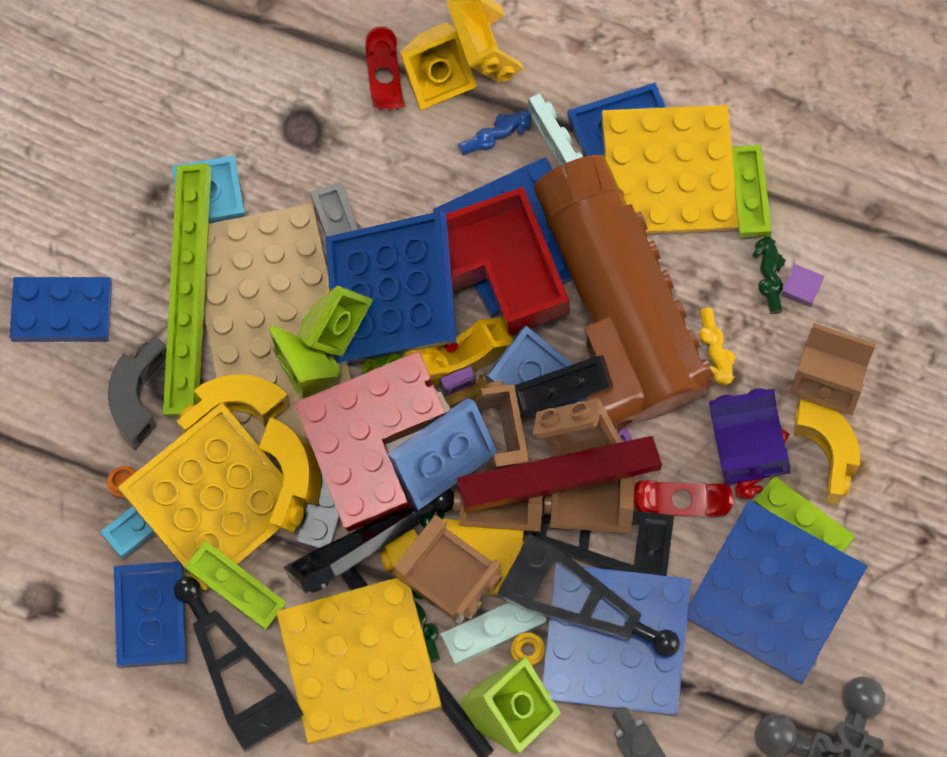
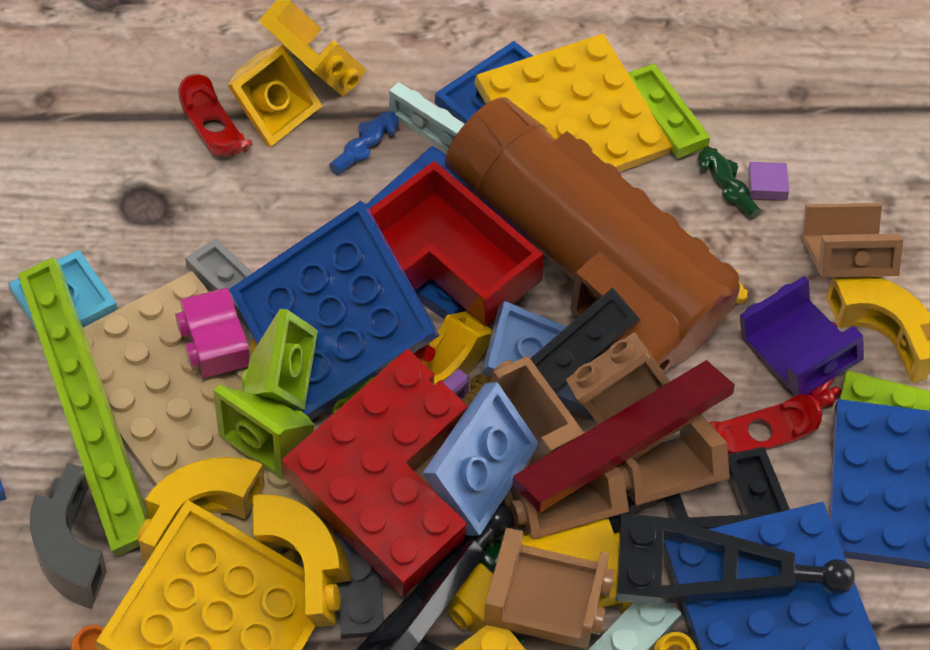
camera: 25 degrees left, 15 degrees down
(301, 268) = (213, 332): none -> dark pink brick

